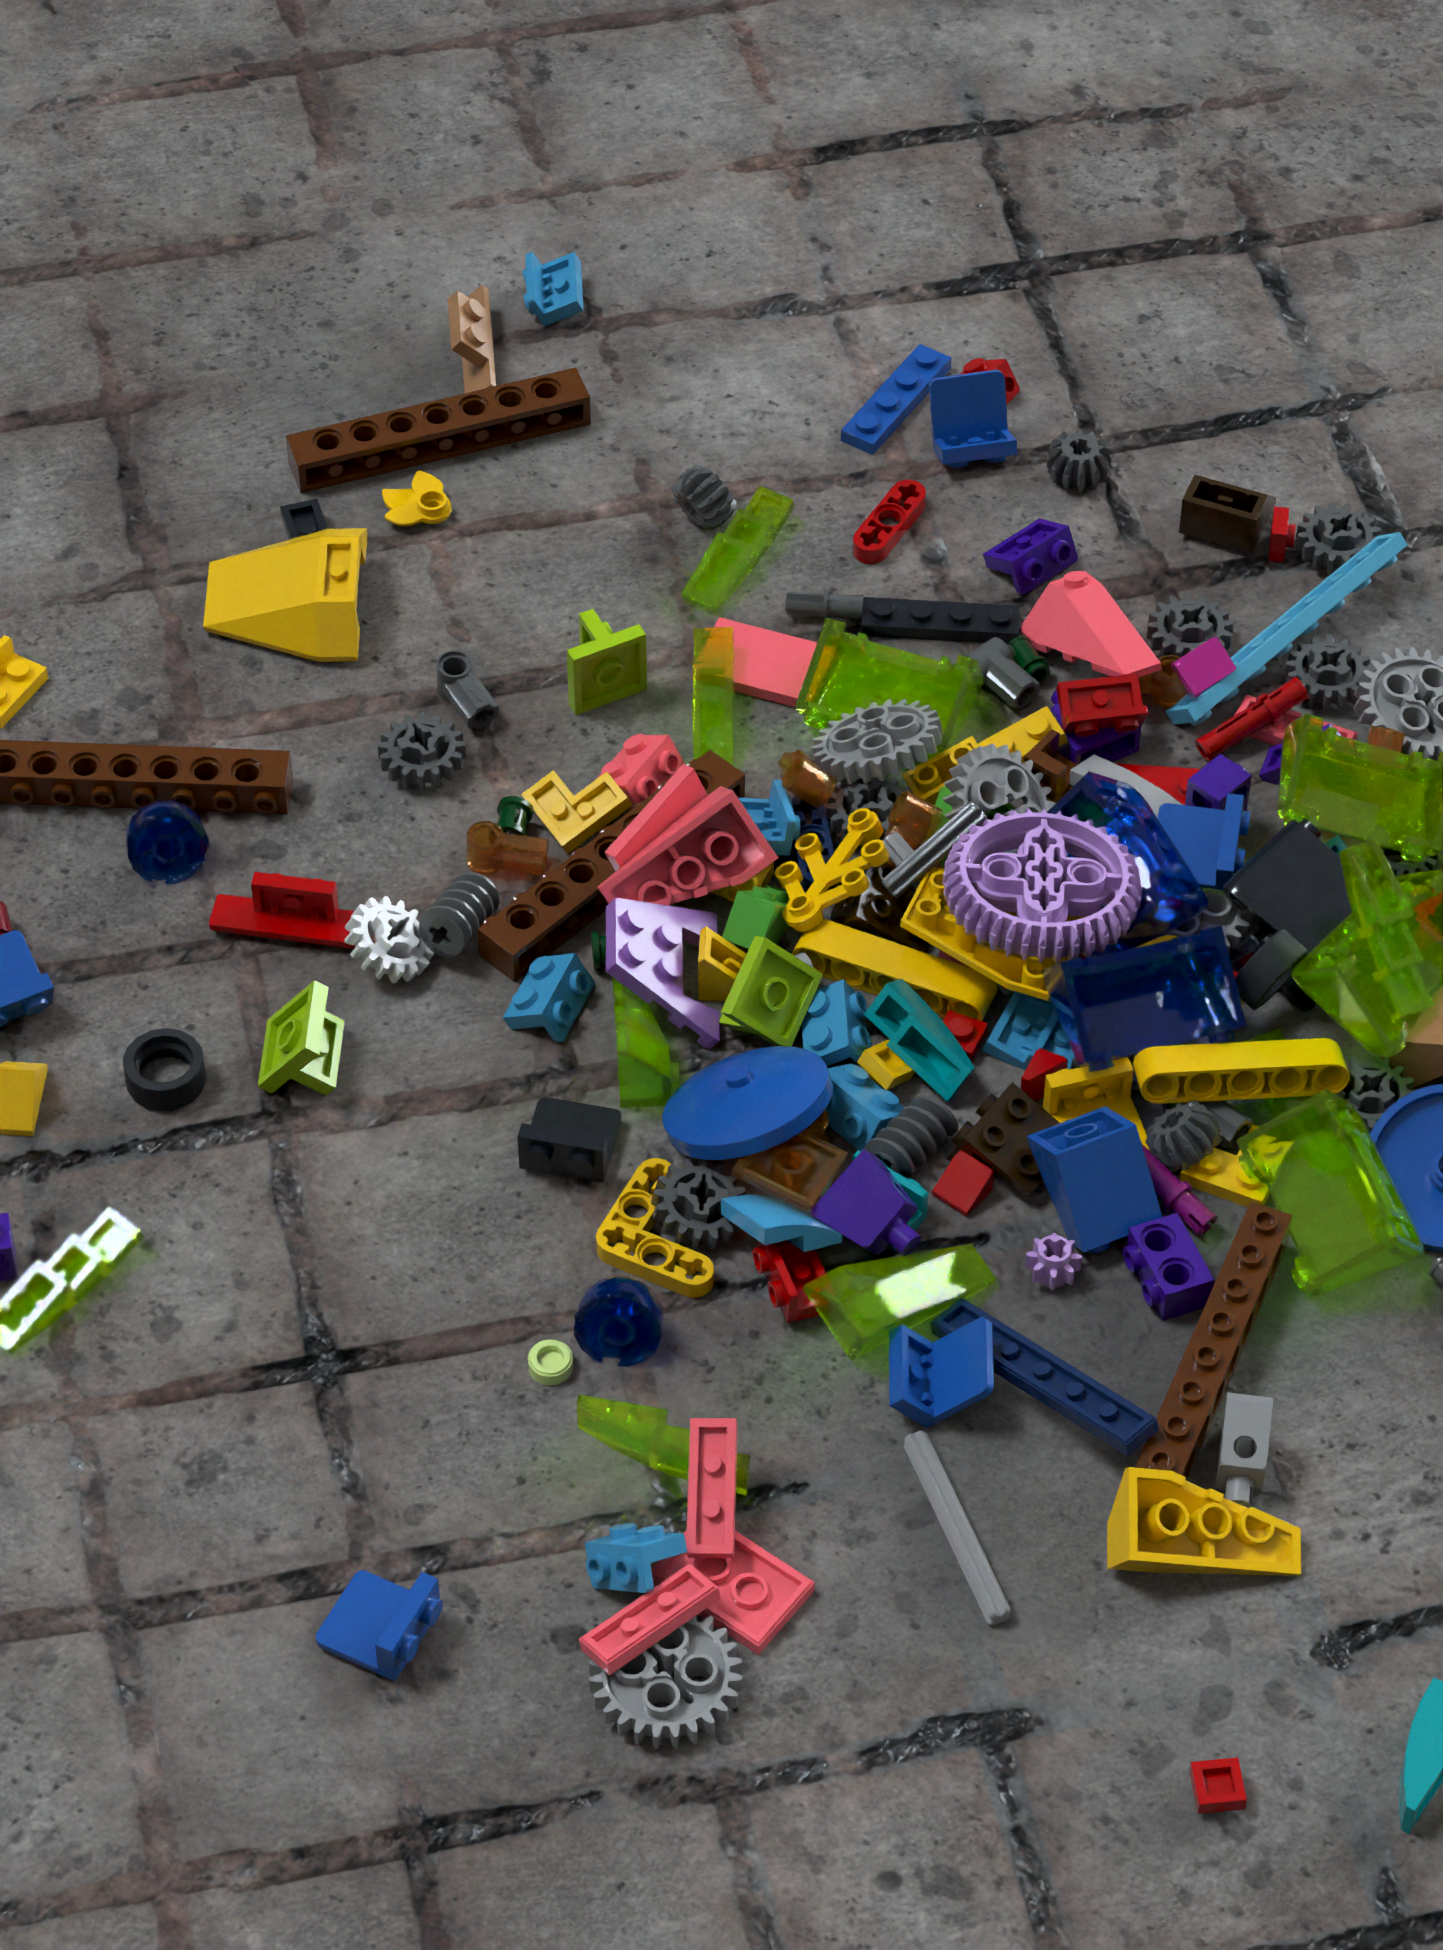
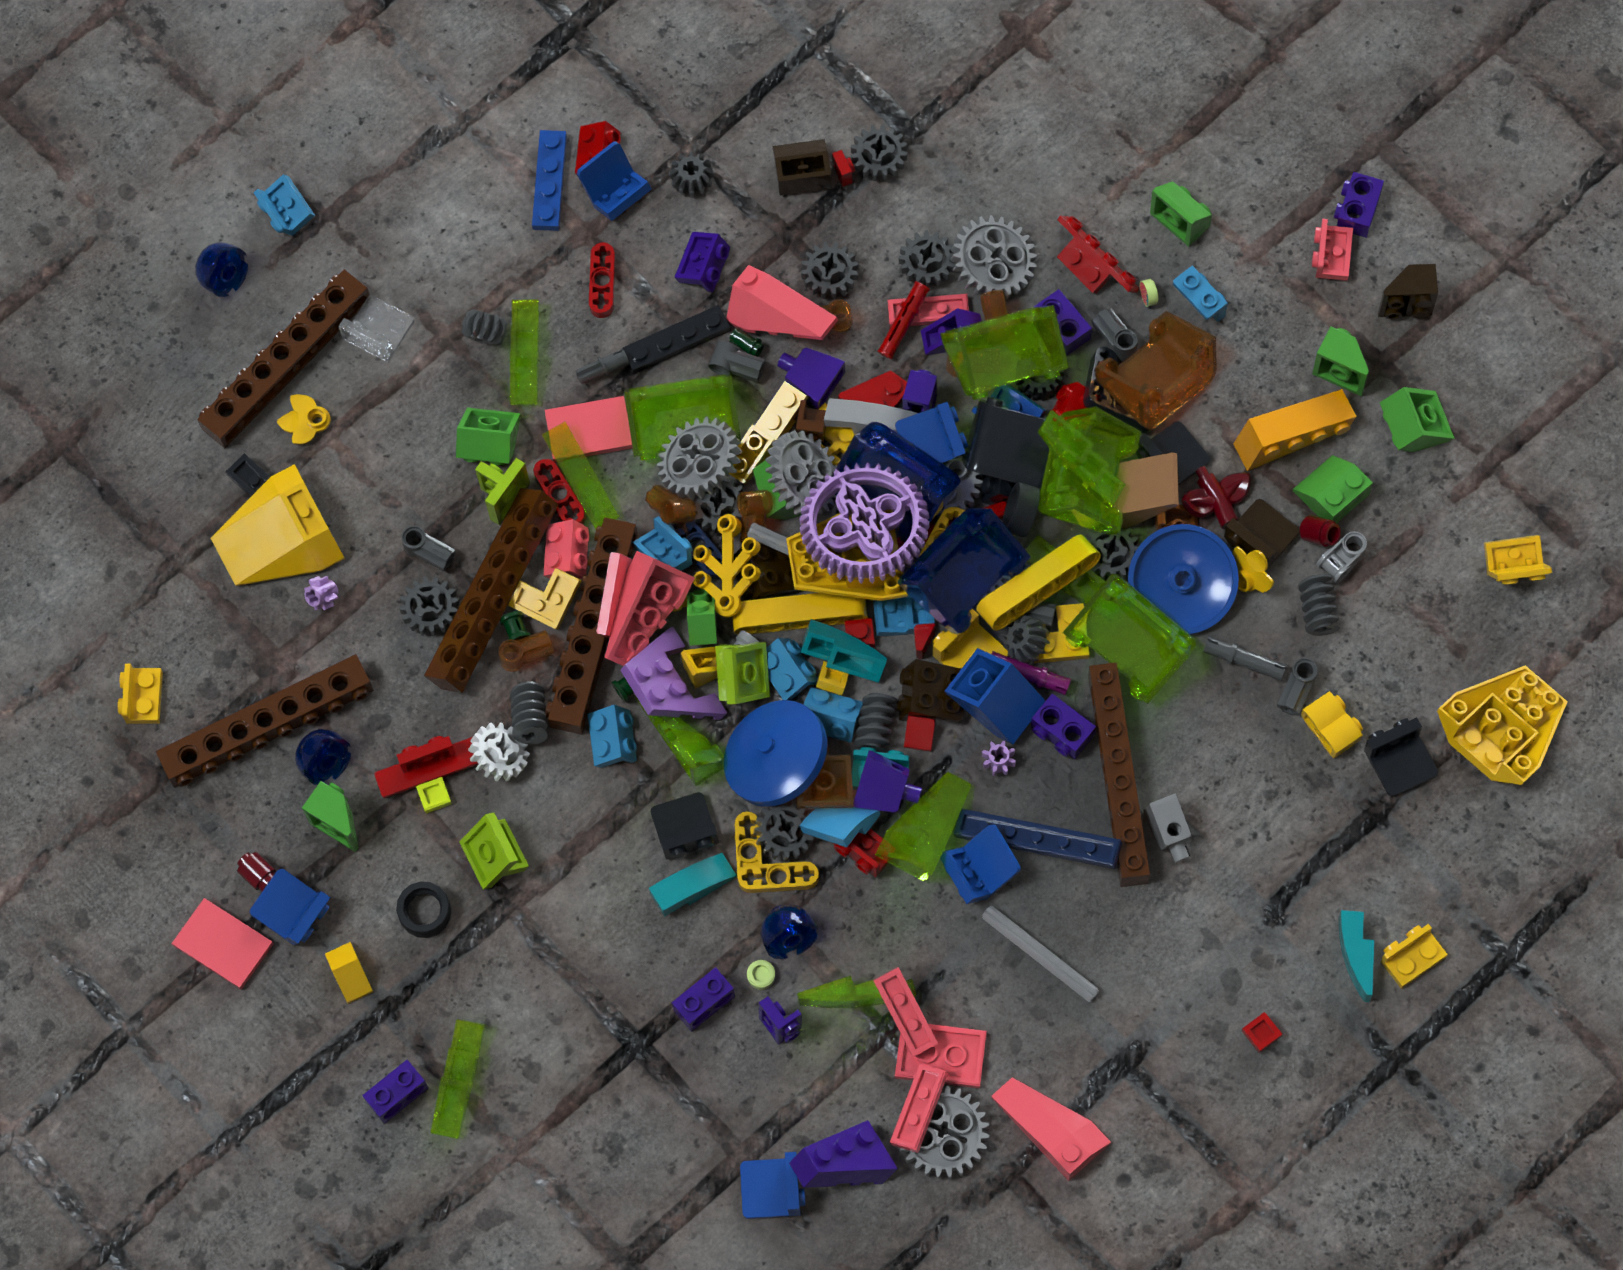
camera: 25 degrees left, 20 degrees up
(128, 903) = (331, 814): none -> bright green slope
(275, 956) = (433, 795): none -> neon yellow tile
(298, 676) = (321, 593): none -> lavender gear
(423, 309) = (221, 268): none -> clear blue cylinder
(449, 1346) = (703, 999): none -> dark purple brick
(472, 337) = (264, 279): medium nougat bracket -> none
(498, 1621) = (843, 1158): none -> dark purple wedge
(509, 765) = (491, 590): none -> reddish brown brick
(531, 1206) = (691, 883): none -> teal slope
(534, 1419) = (773, 1019): none -> dark purple bracket
(573, 450) = (377, 328): none -> clear bracket
(625, 1556) = (885, 1075): dark azure bracket -> none
(626, 605) = (487, 436): none -> bright green slope
(681, 700) = (556, 474): none -> red beam
(831, 1763) = (1056, 1130): none -> coral wedge
(932, 850) = (786, 528): dark grey axle -> none
(1101, 704) = (818, 365): red bracket -> none
(1181, 1528) = (1168, 890): yellow wedge -> none
(1203, 667) = (859, 303): dark pink bracket -> none
(1295, 622) = (888, 241): medium azure plate -> none

